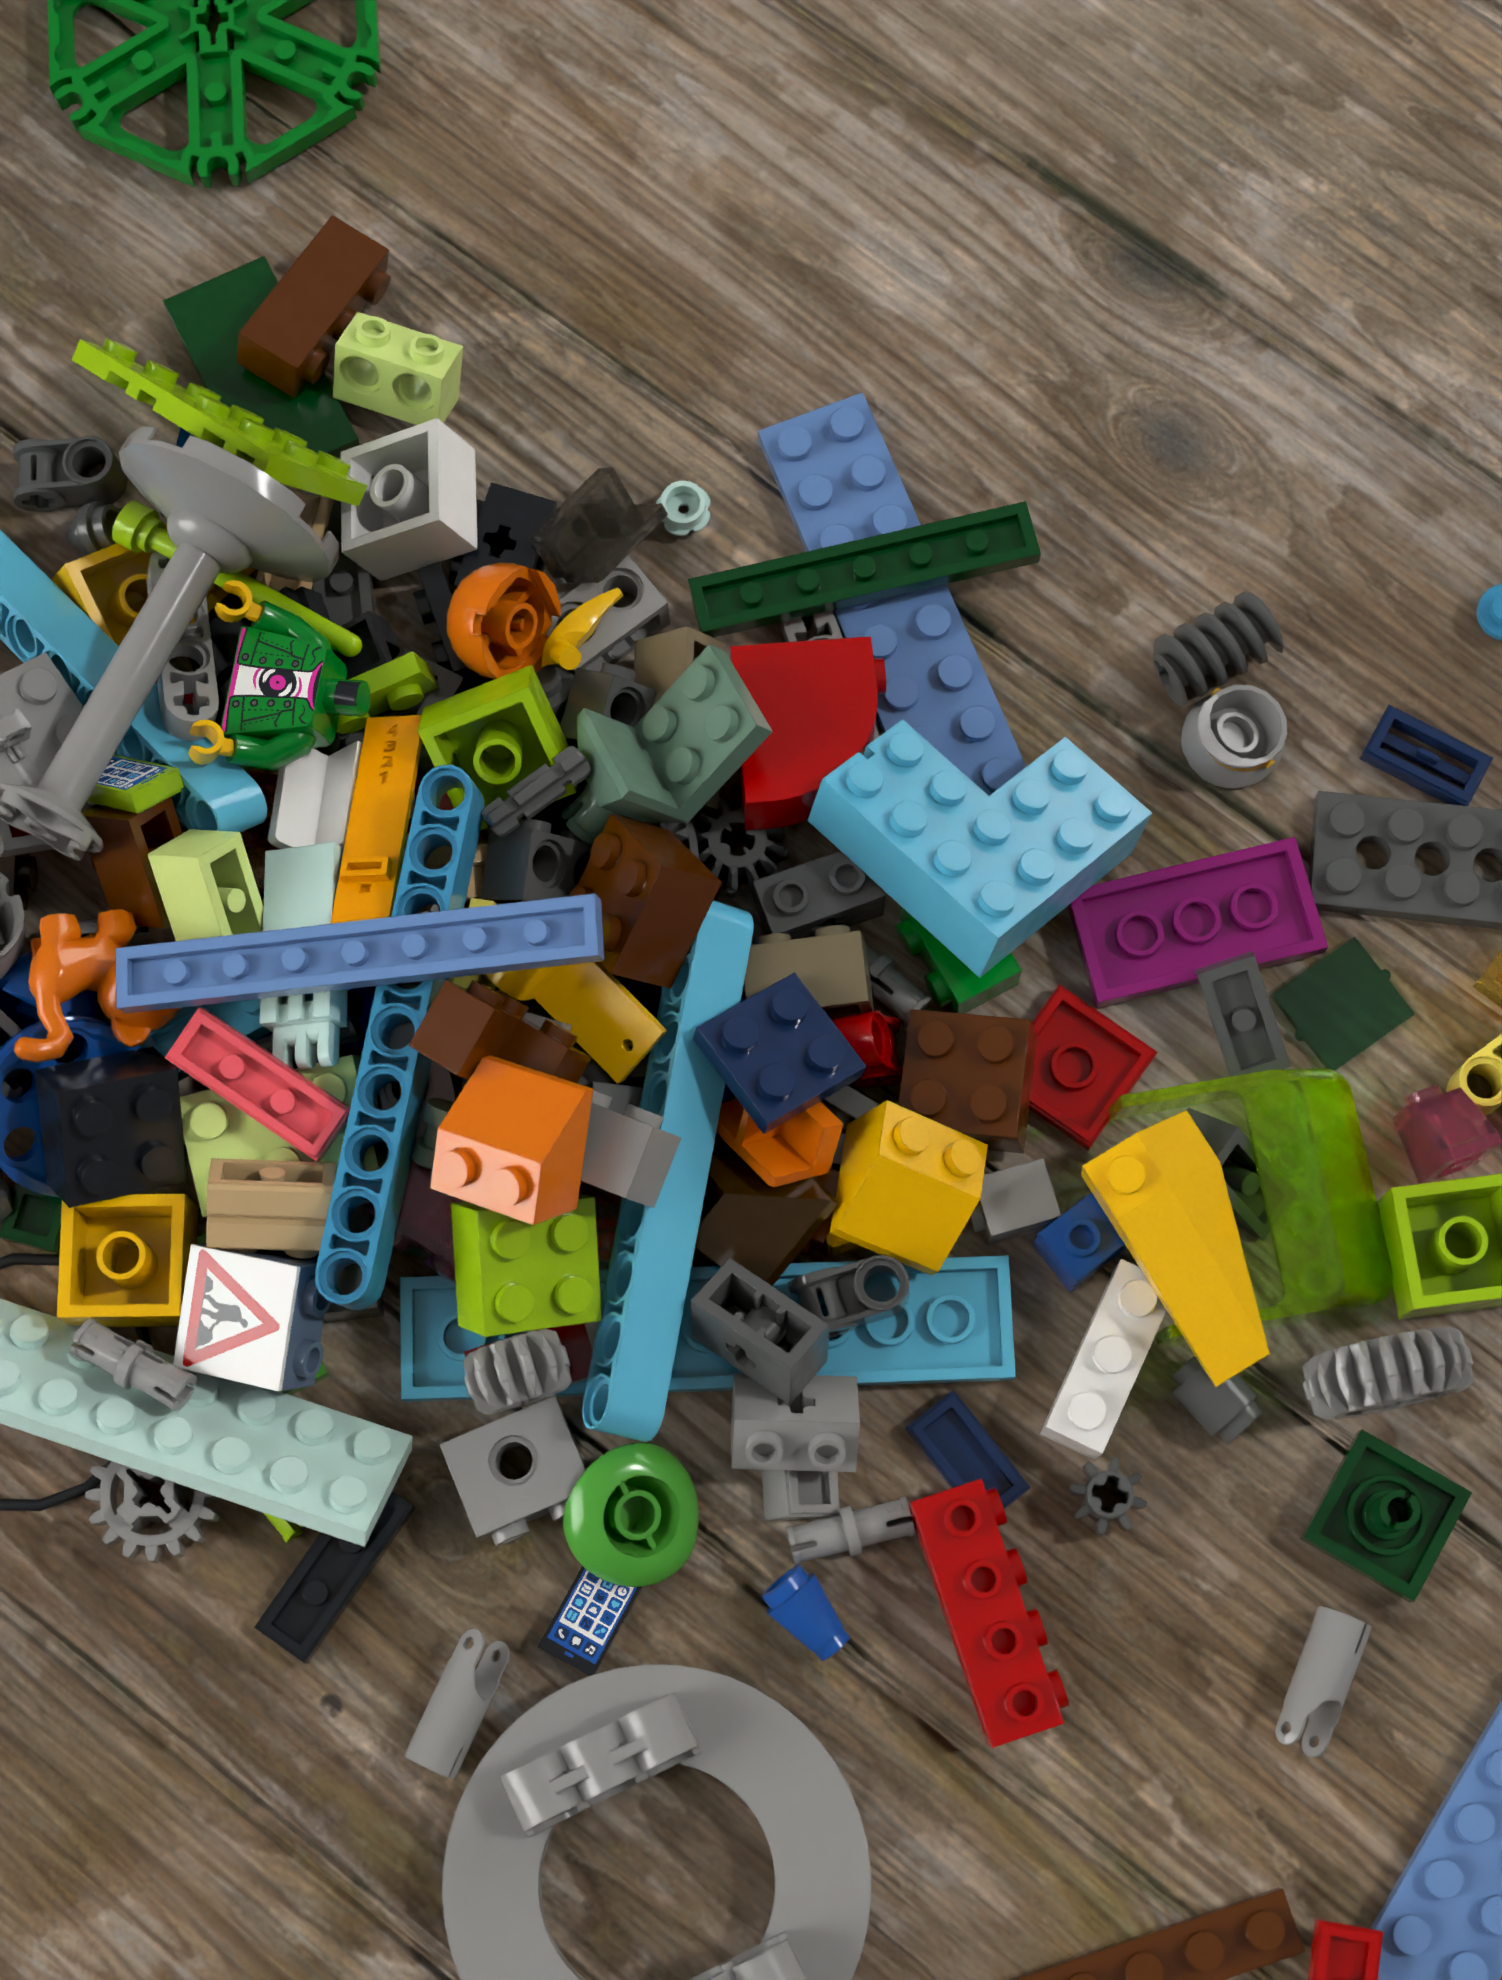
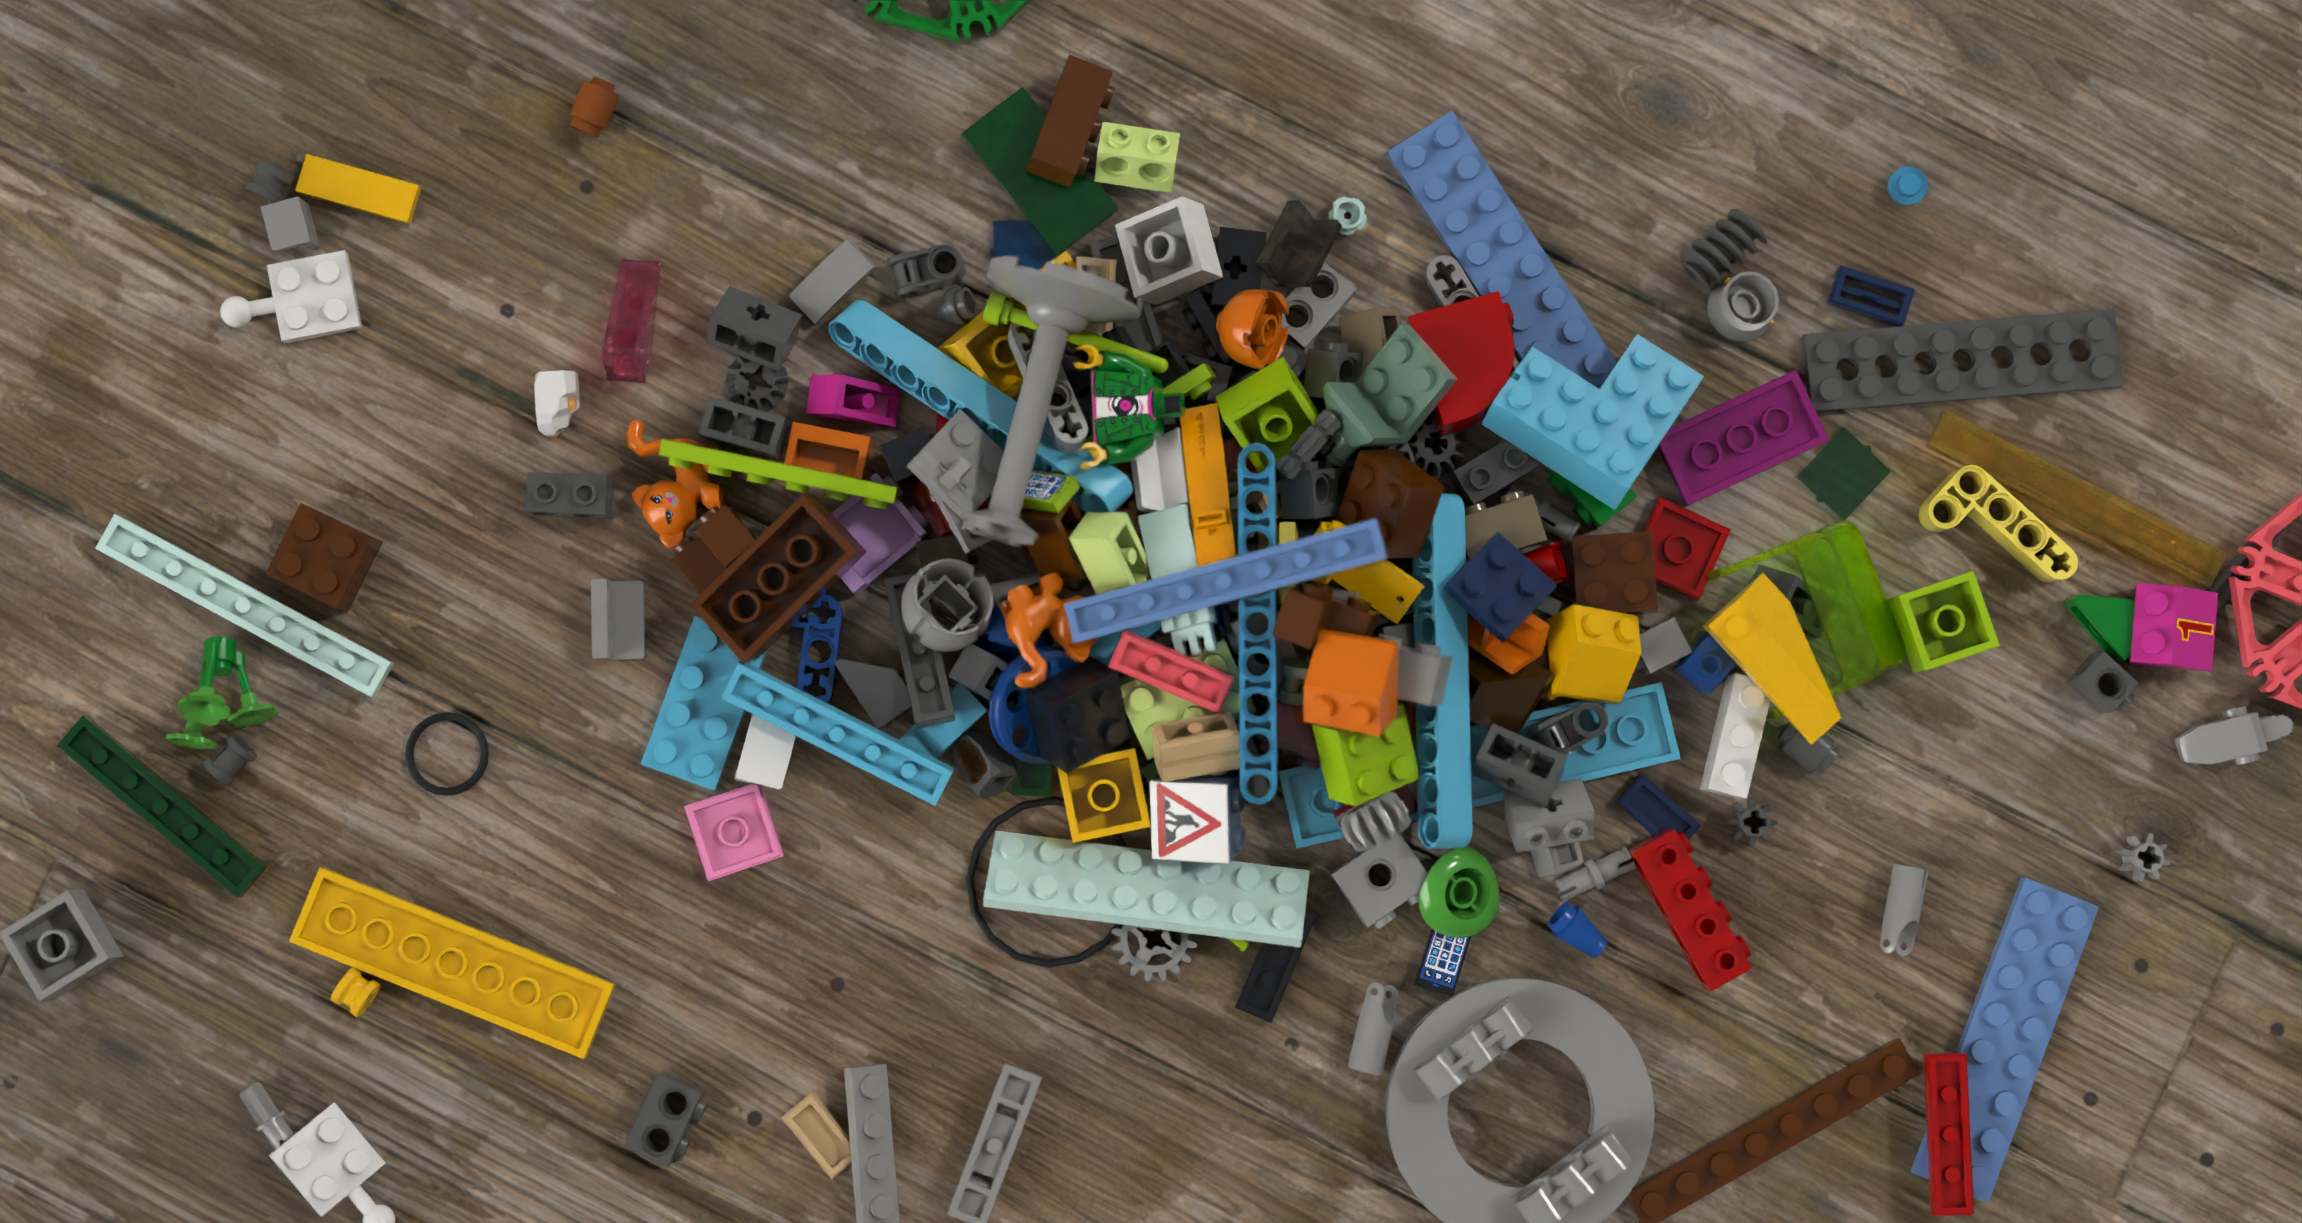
camera: 20 degrees left, 10 degrees up
(133, 1364) = (1128, 862): light grey pin -> none
(232, 429) = (1038, 229): lime wing -> none
(576, 629) = (1295, 330): yellow bar -> none
(864, 570) = (1482, 242): dark green plate -> none
(1242, 1015) = (1783, 498): dark grey plate -> none
(1386, 1516) = (1925, 799): dark green plate -> none
(1388, 1373) = (1914, 713): light grey gear -> none
(1444, 1133) = (1924, 549): clear pink slope -> none

